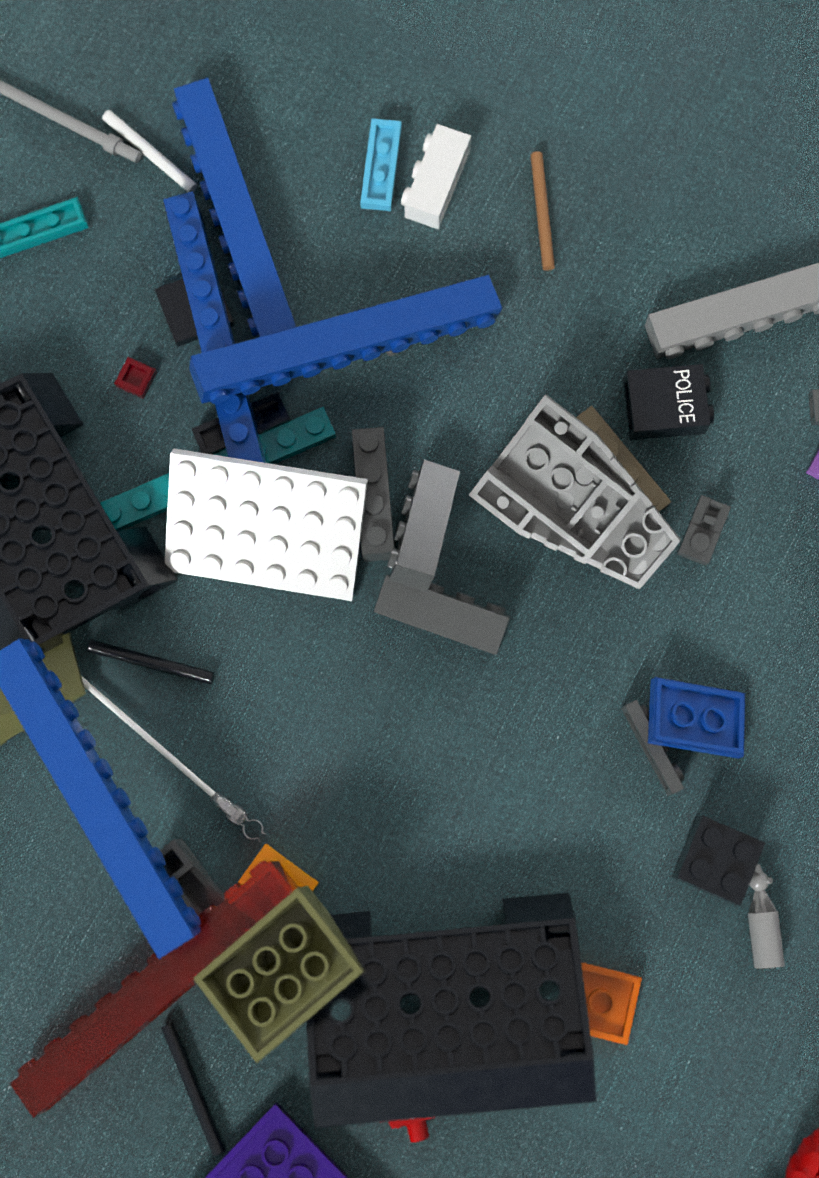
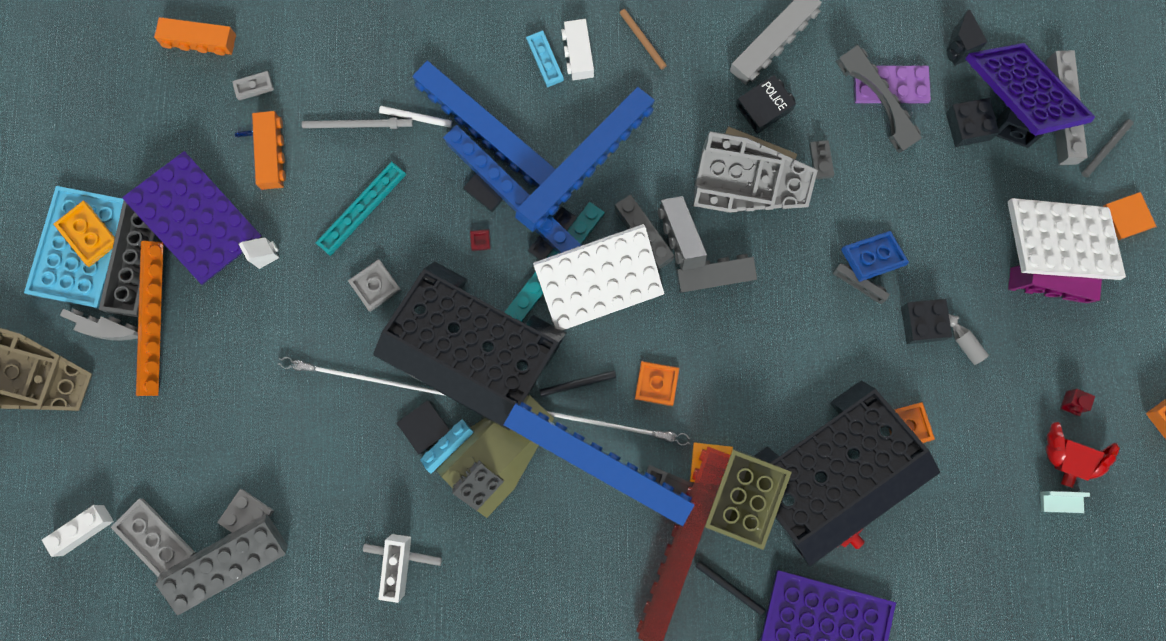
camera: 30 degrees left, 0 degrees up
(264, 726) = (657, 383): none -> orange tile

